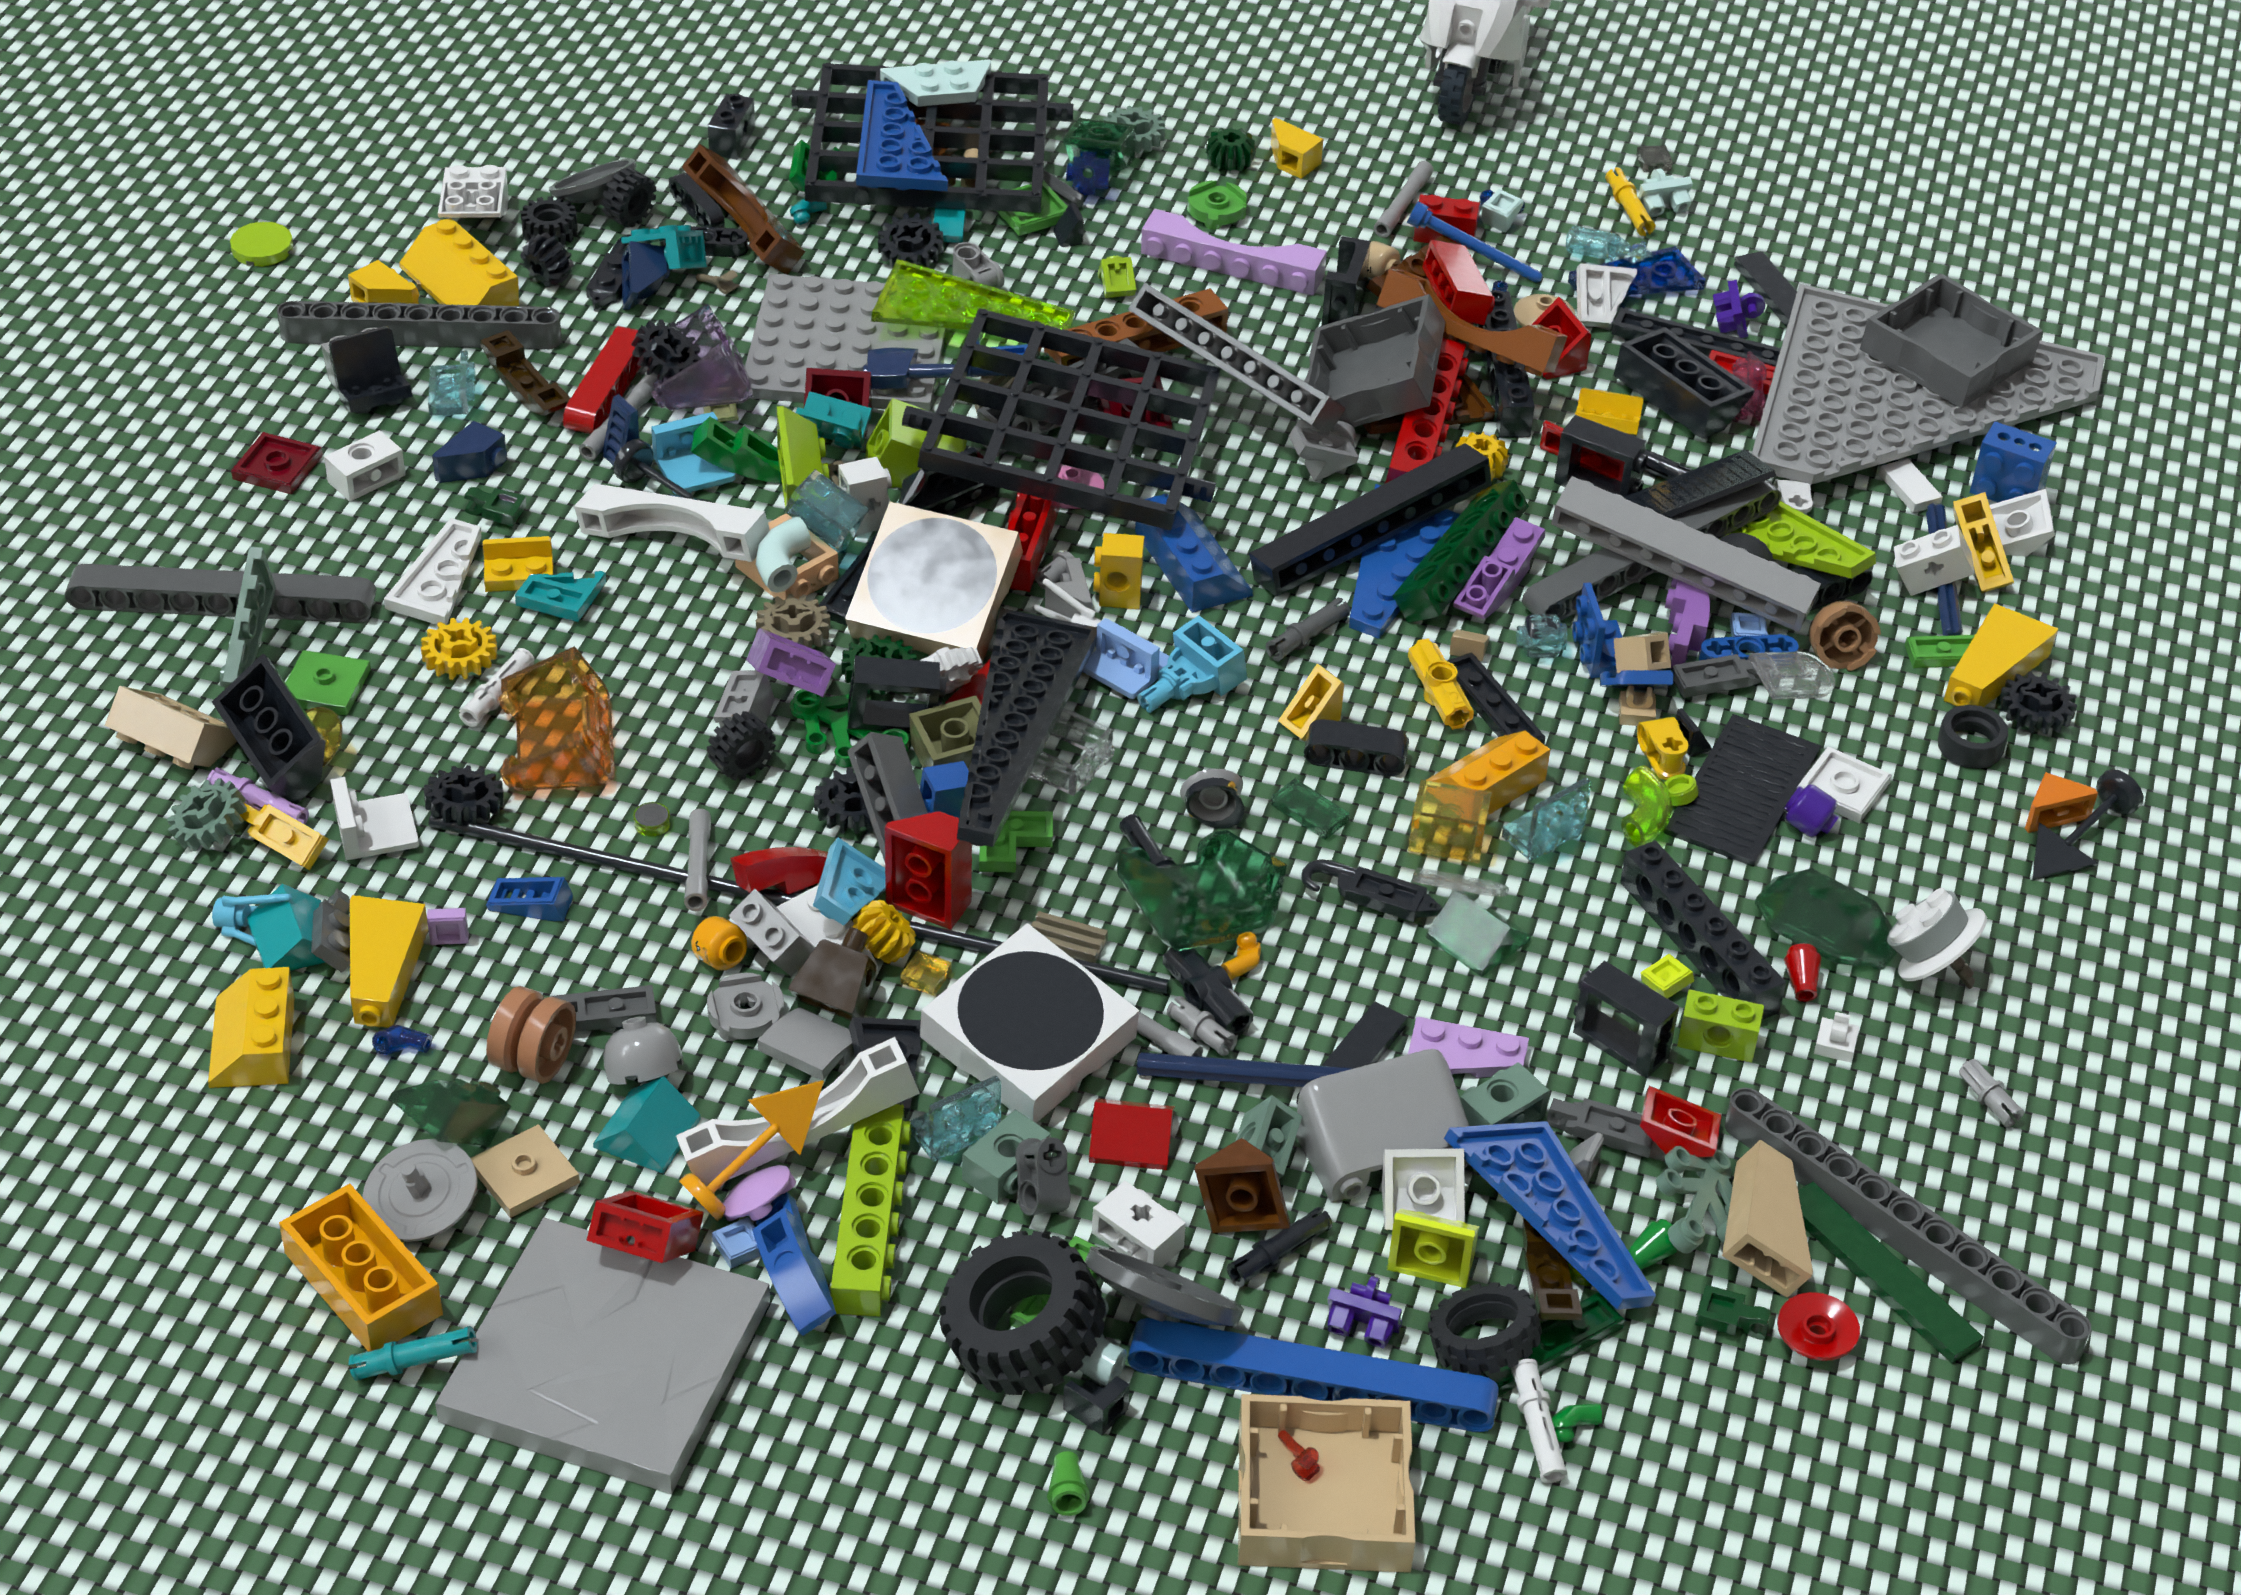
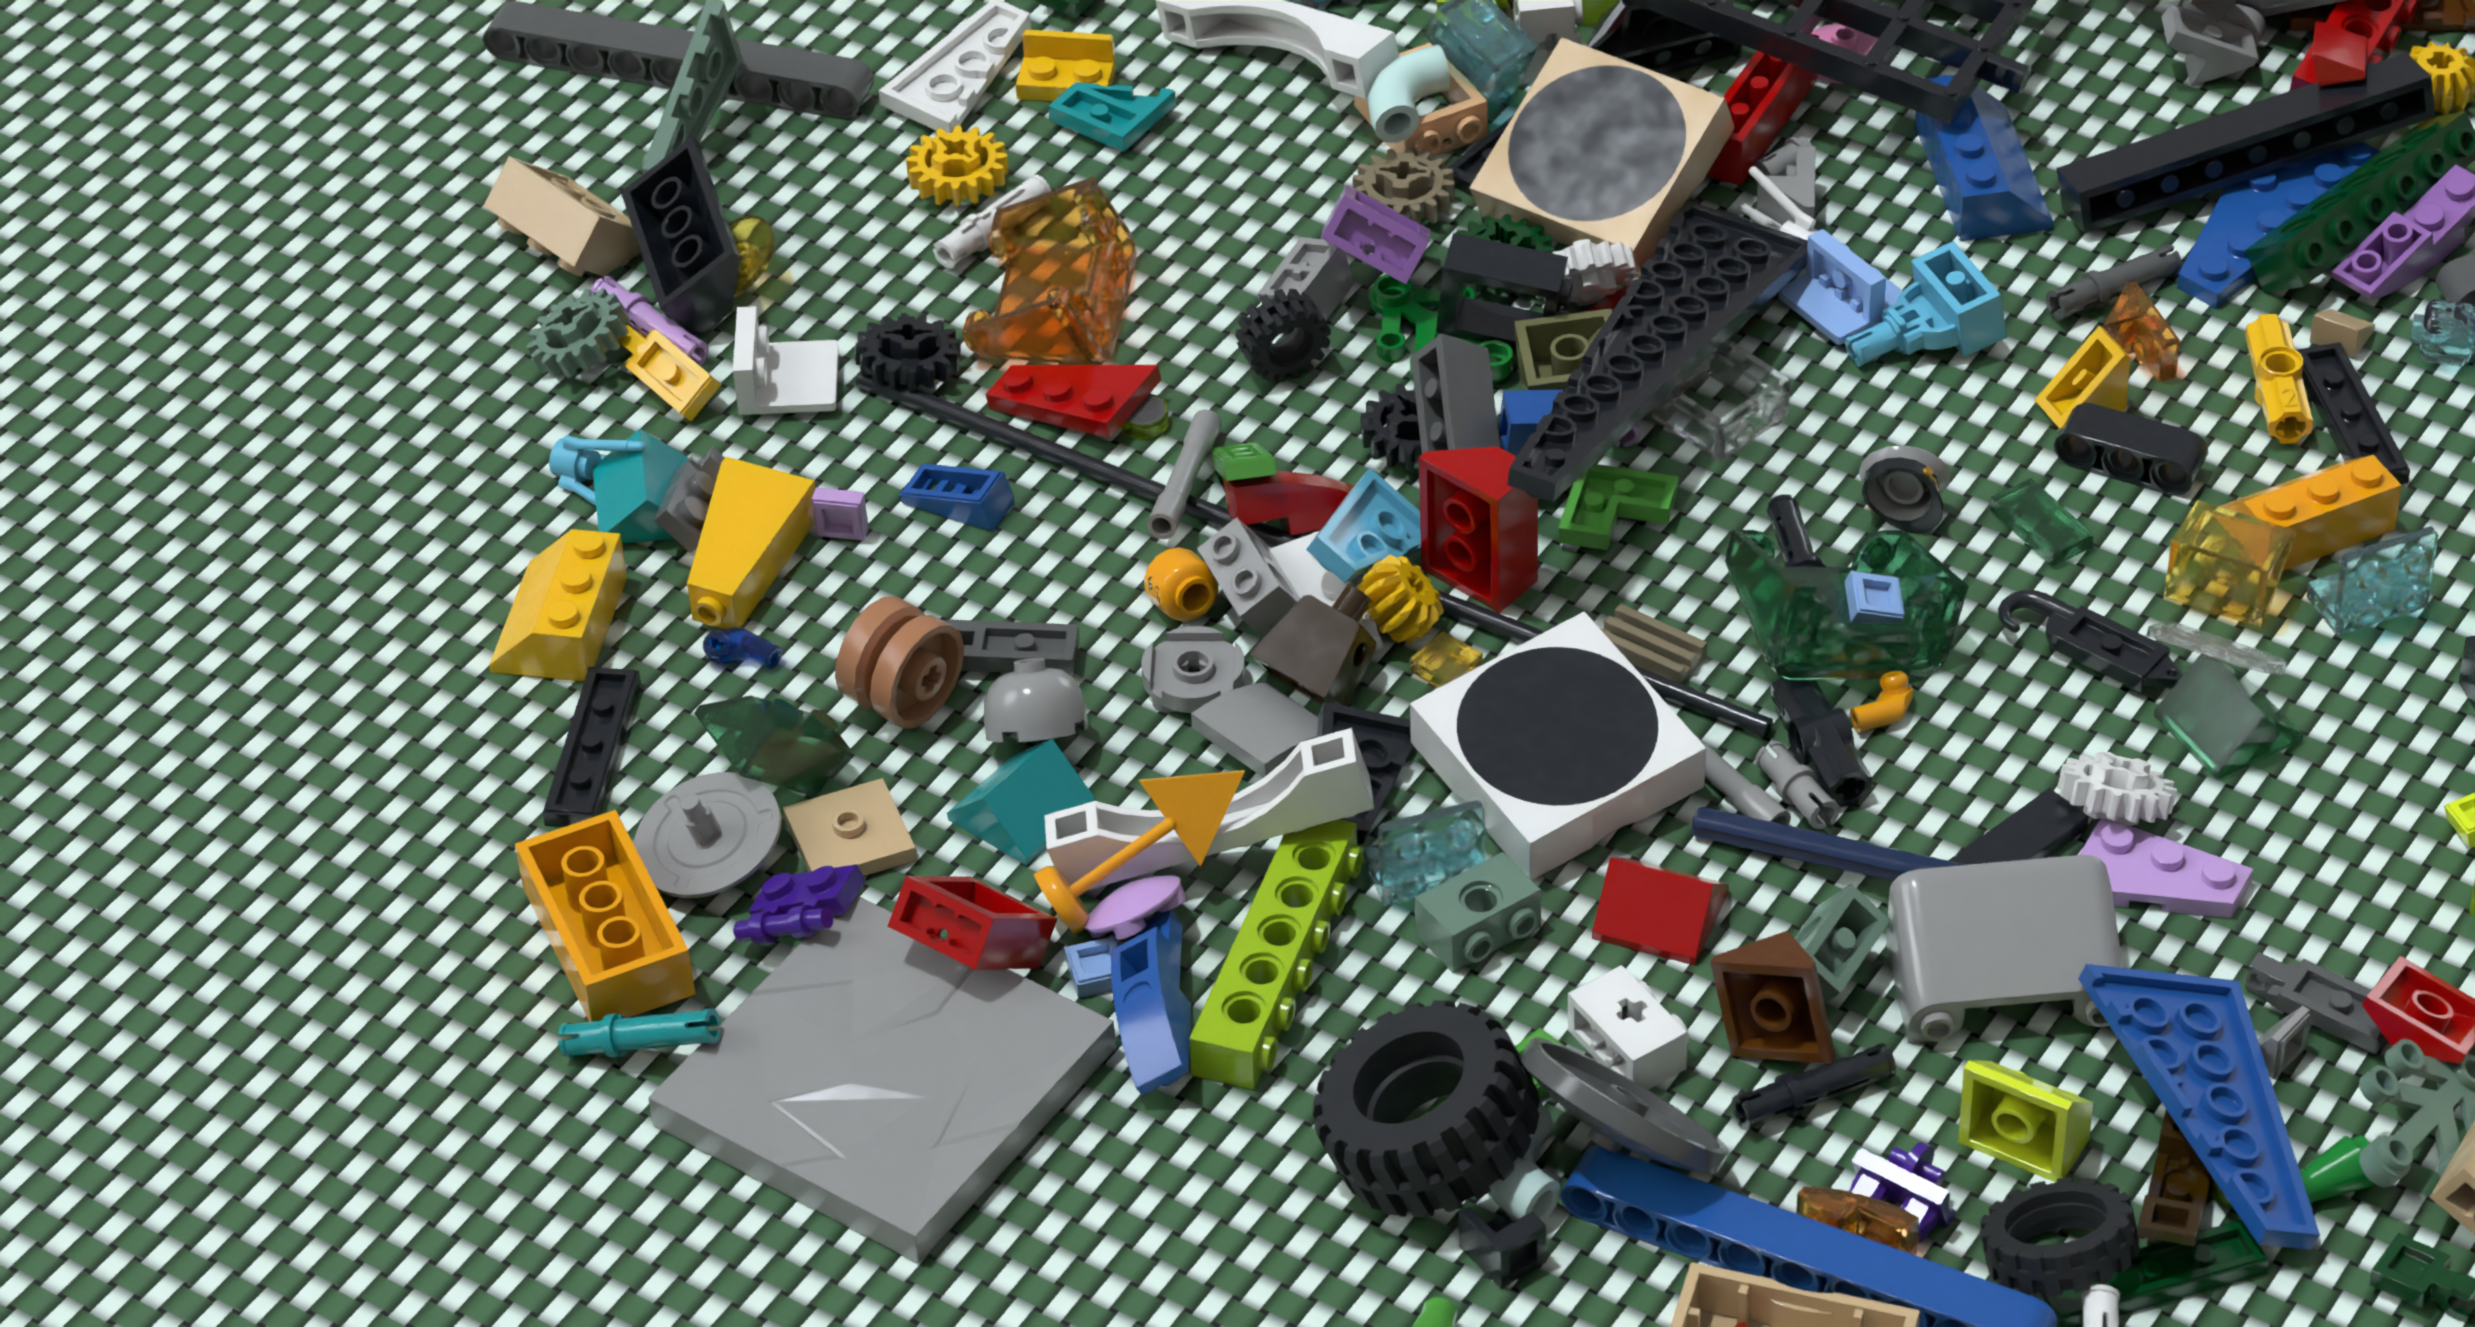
camera: 20 degrees right, 0 degrees up
(307, 1135) = (592, 746): none -> black tile
(327, 680) = (778, 187): bright green plate -> none
(507, 1232) = (800, 904): none -> dark purple plate
(598, 811) = (1074, 396): none -> red wing
(741, 845) = (1243, 461): none -> bright green tile
(1044, 1179) = (1513, 950): dark grey piece -> none
(1120, 570) = (1866, 170): yellow brick -> none
(1218, 882) = (1873, 598): none -> light blue tile
(1343, 662) = (2143, 331): none -> clear orange slope
(1343, 1337) = (1860, 1216): none -> clear orange slope
(1421, 450) = (2338, 55): none -> red slope
(1423, 995) = (2117, 788): none -> white gear
(1423, 1182) = (2038, 1032): white slope -> none
(1506, 1098) = (2192, 941): sand green brick -> none
(1636, 1001) = (2409, 907): black window -> none

